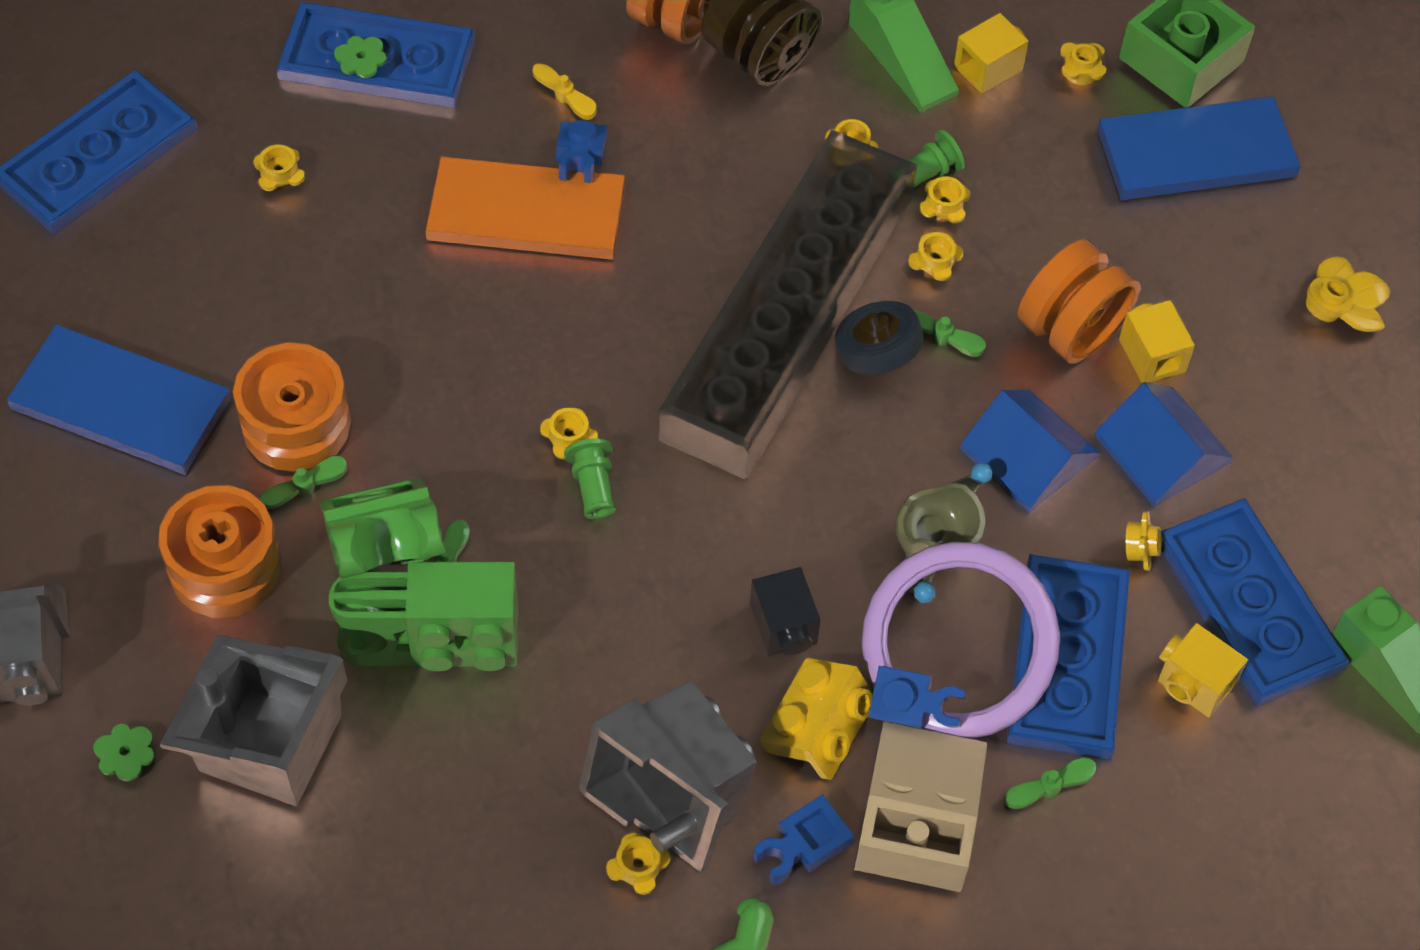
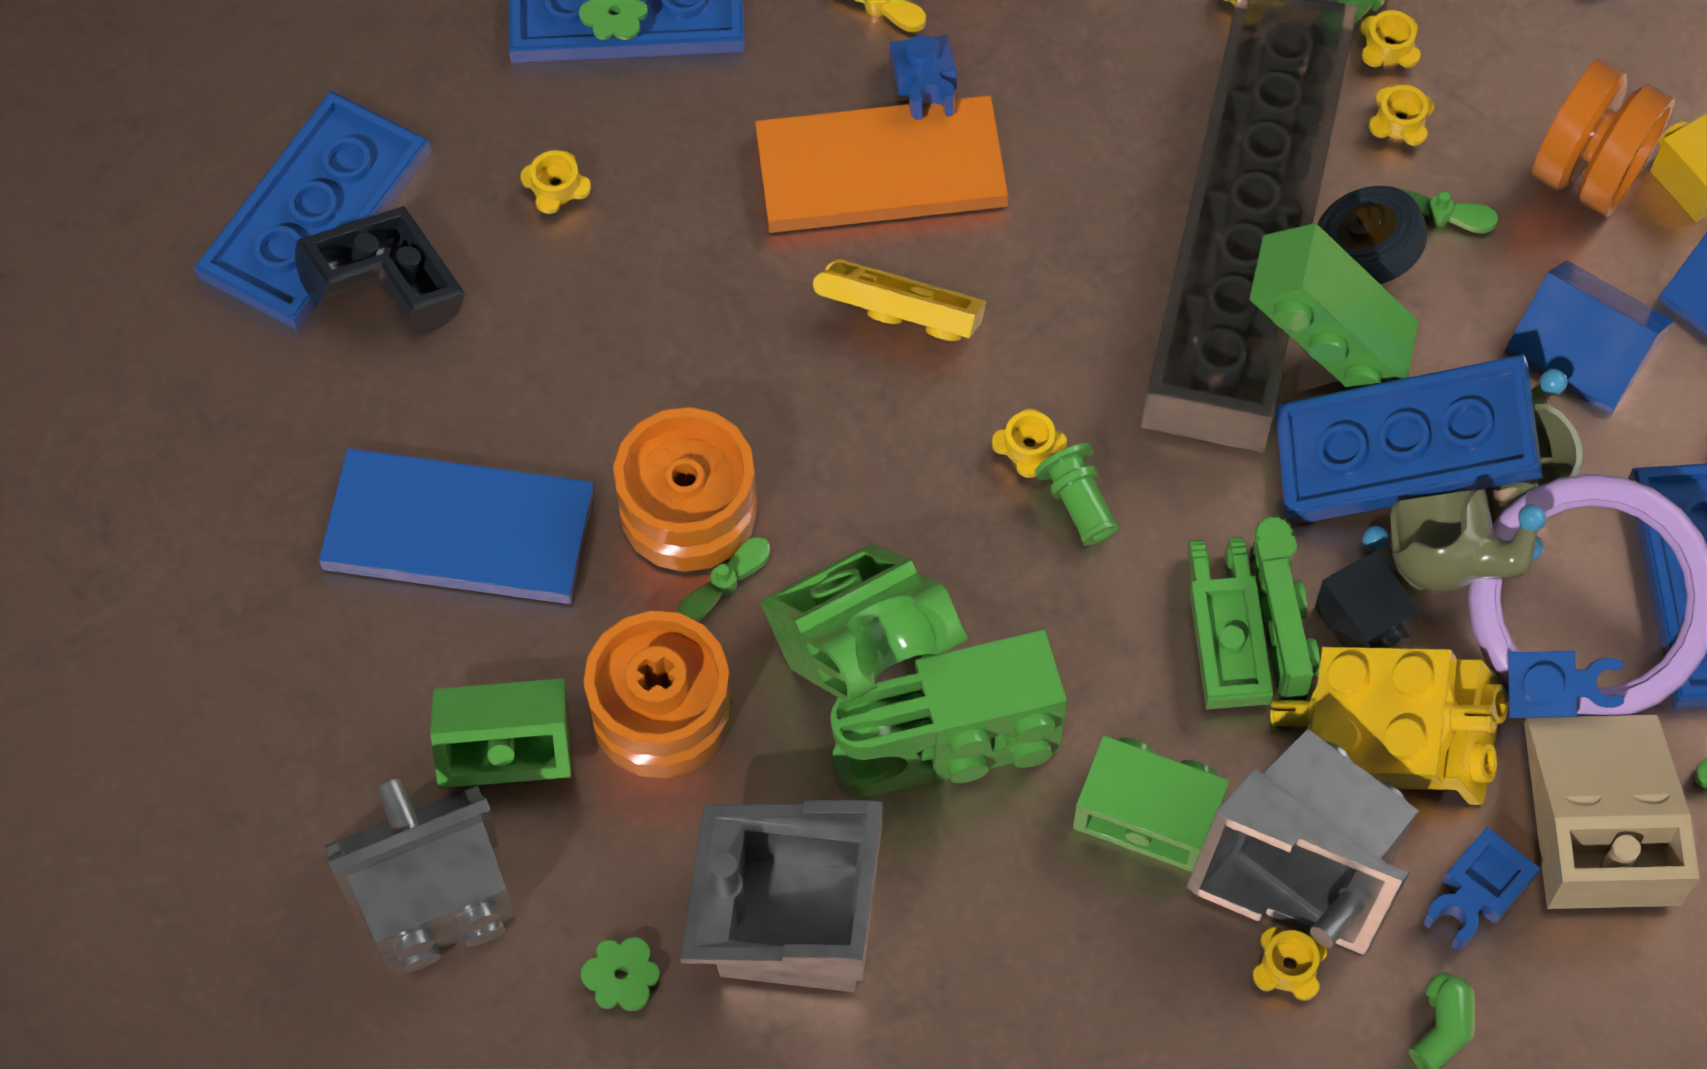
camera: 10 degrees left, 5 degrees up
(92, 552) = (501, 733): none -> bright green brick
(127, 188) = (386, 251): none -> black brick
(504, 307) = (898, 298): none -> yellow hinge
(558, 710) = (1149, 801): none -> bright green brick
(673, 604) = (1229, 630): none -> bright green hinge
(720, 594) = (1282, 608): none -> bright green hinge
(770, 688) = (1388, 710): none -> yellow plate
(823, 380) = (1333, 307): none -> bright green brick
(854, 491) = (1408, 440): none -> blue tile
(857, 572) = (1451, 542): none -> olive piece

